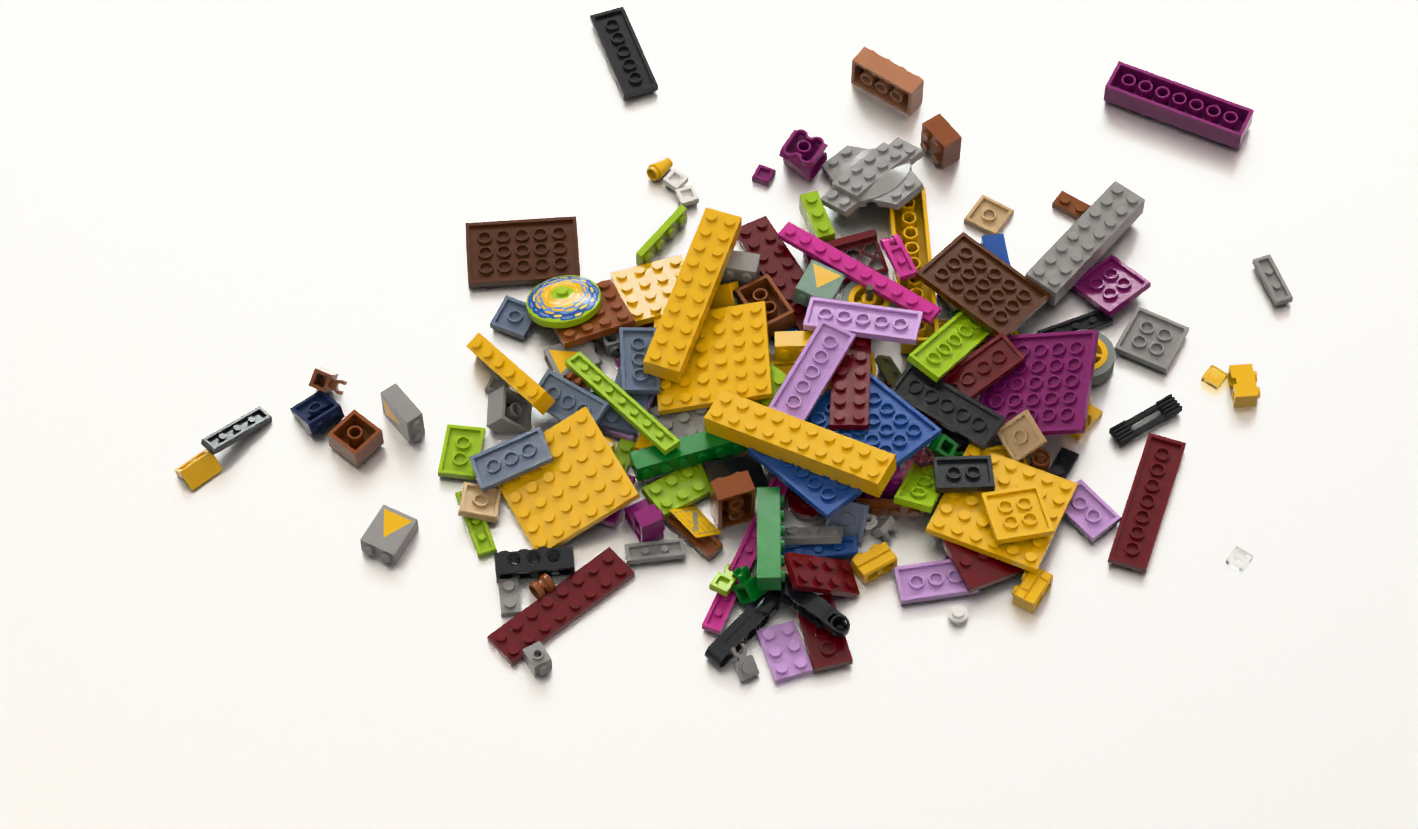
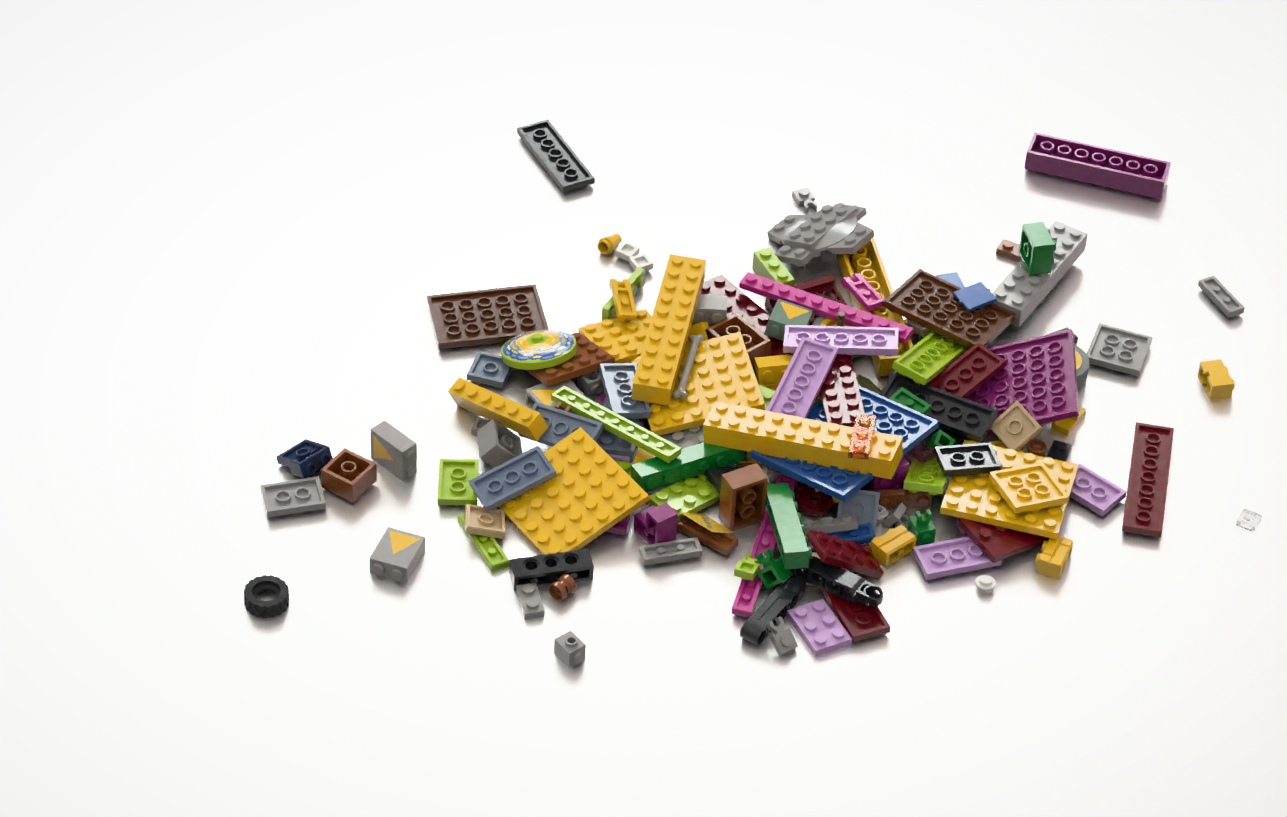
camera: 10 degrees left, 15 degrees down
(199, 469) = (191, 513): yellow panel -> none
(236, 430) = (224, 477): tile -> none
(261, 586) = (266, 608): none -> black tyre
(299, 457) = (292, 496): none -> light grey plate
(326, 381) = (310, 429): dark orange brick -> none
(561, 606) = (585, 604): dark red plate -> none
(657, 246) = (623, 299): none -> yellow plate
(718, 308) = (680, 392): none -> light grey piece
(763, 175) = (712, 244): magenta tile -> none
(804, 153) = (749, 221): magenta piece -> none
(853, 453) = (862, 437): none -> clear orange plate
(869, 124) = (805, 198): none -> light grey plate
(887, 81) = (817, 160): nougat brick -> none
(906, 546) = (922, 528): none -> green brick
(919, 401) = (911, 401): none -> green plate
(940, 141) = (880, 203): dark orange brick -> none
(988, 216) = (937, 261): tan tile -> none
(1011, 272) = (974, 296): none -> piece
(1083, 223) = (1037, 248): none -> green brick
(1111, 285) = (1069, 308): magenta plate -> none
(1167, 406) = (1111, 425): black container -> none
(1214, 377) = (1185, 376): clear yellow tile -> none

